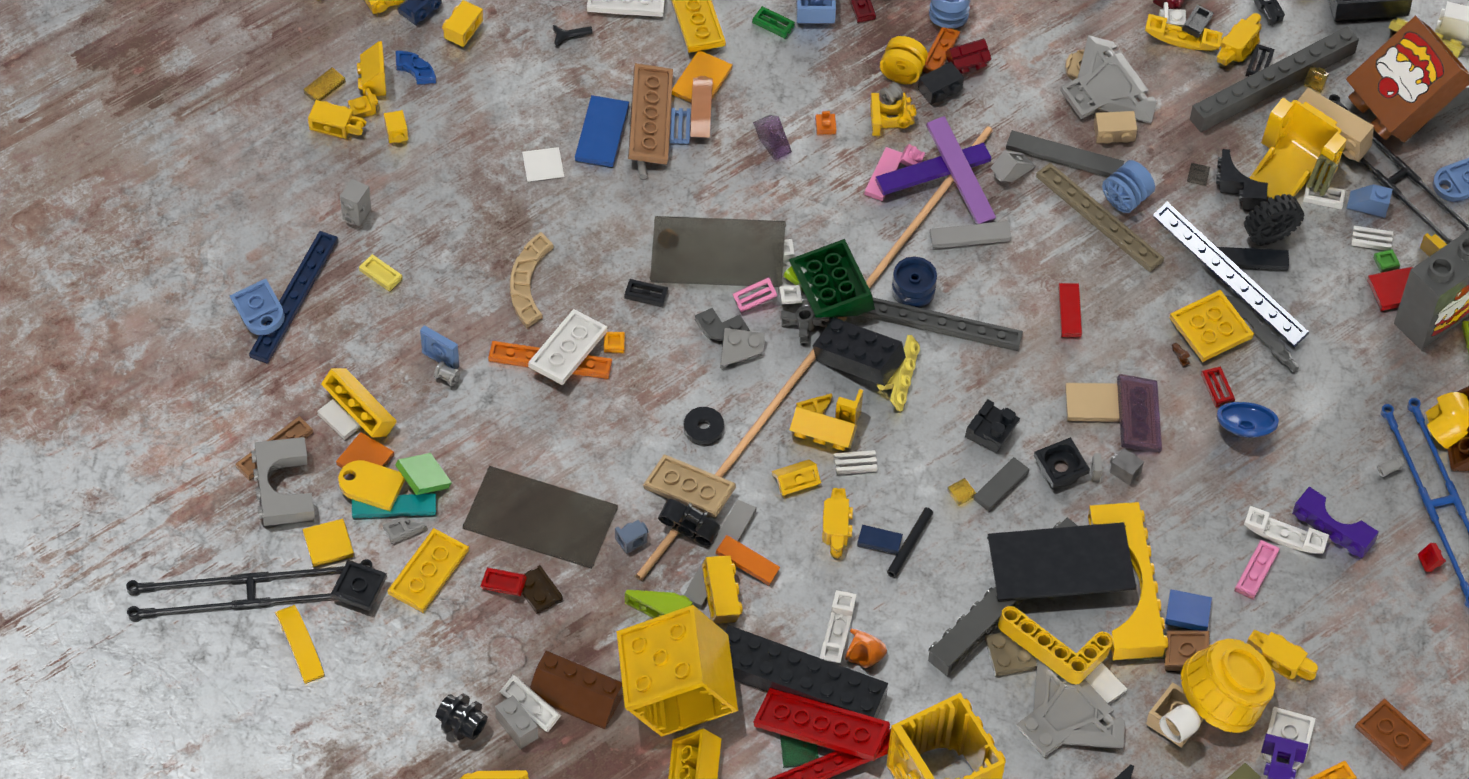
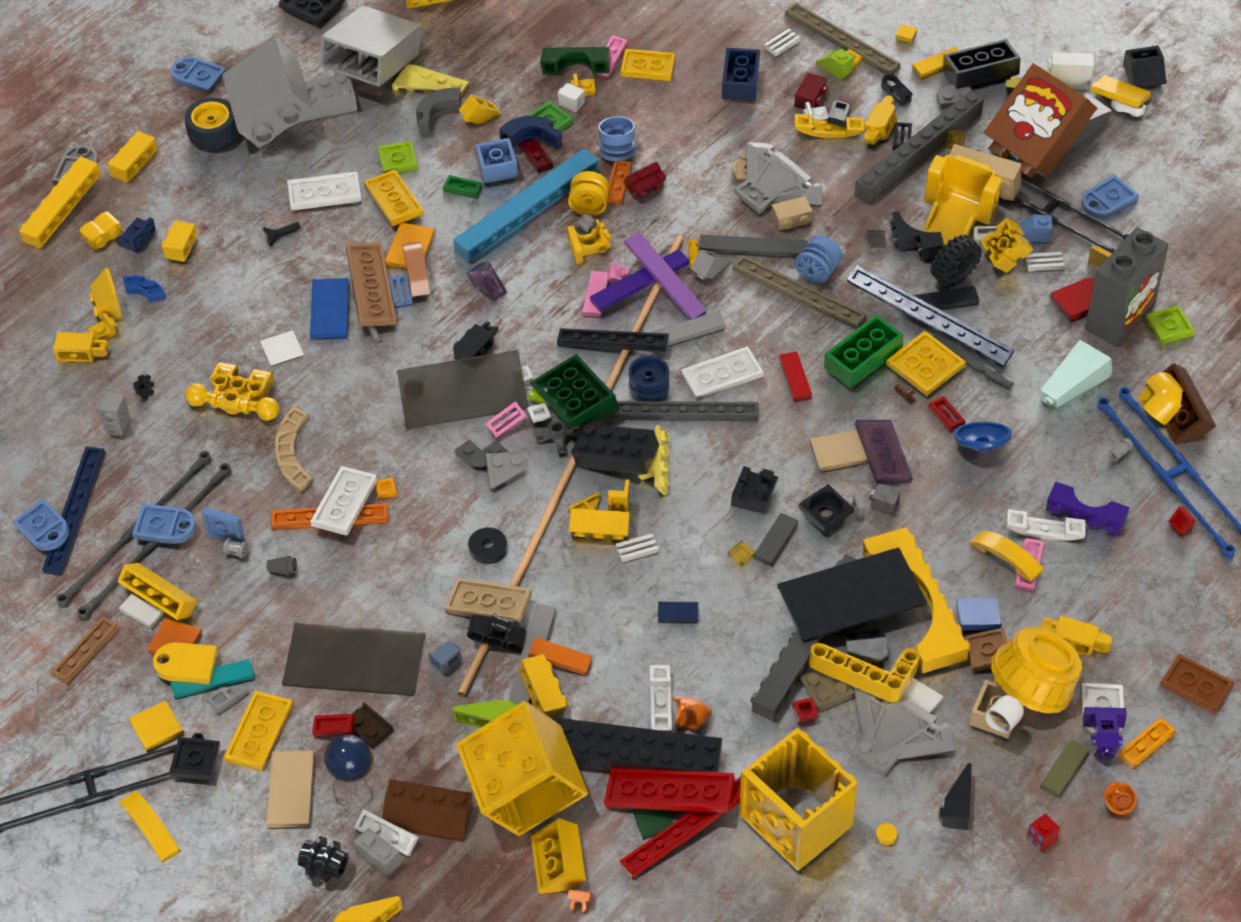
camera: 10 degrees left, 5 degrees down
(274, 506) = (98, 703): light grey arch -> none
(324, 85) = (62, 319): clear yellow tile -> none
(353, 330) = (128, 534): none -> dark grey bar
(379, 332) = (163, 524): none -> medium blue tile
(380, 272) = (152, 472): light yellow tile -> none
(392, 177) = (143, 386): none -> black plant
(395, 126) = (137, 341): yellow brick -> none
(423, 473) = (233, 642): tile -> none
(446, 637) = (290, 789): none -> tan tile
(484, 205) = (236, 393): none -> yellow connector
(492, 402) = (283, 565): none -> dark grey cone
(510, 617) = (347, 757): none -> dark blue piece
(645, 295) = (404, 442): black tile -> none
(744, 201) = (476, 341): none -> black brick
(797, 477) = (586, 572): yellow panel -> none
(825, 123) = (531, 261): orange tile -> none
(833, 58) = (523, 207): none -> dark azure brick
(835, 521) = (633, 604): yellow hinge -> none
(888, 229) = (613, 339): none -> black tile
(910, 542) = (706, 608): black piece -> none
(940, 83) = (626, 207): black brick -> none
(981, 671) = (804, 710): none -> red brick
(993, 290) = (721, 373): none -> white tile
(999, 146) = (693, 251): none -> yellow axle
(1061, 619) = (866, 645): none -> slope
(1148, 299) = (863, 351): none -> green brick
(1239, 552) = (1008, 551): none -> yellow slope
(1311, 183) = (984, 228): olive tile -> none
(1326, 25) = (950, 95): none -> light grey wing
(1334, 213) = (1006, 245): none -> yellow brick
(1366, 374) = (1076, 374): none -> light aqua slope
(1386, 261) = (1062, 277): bright green tile -> none

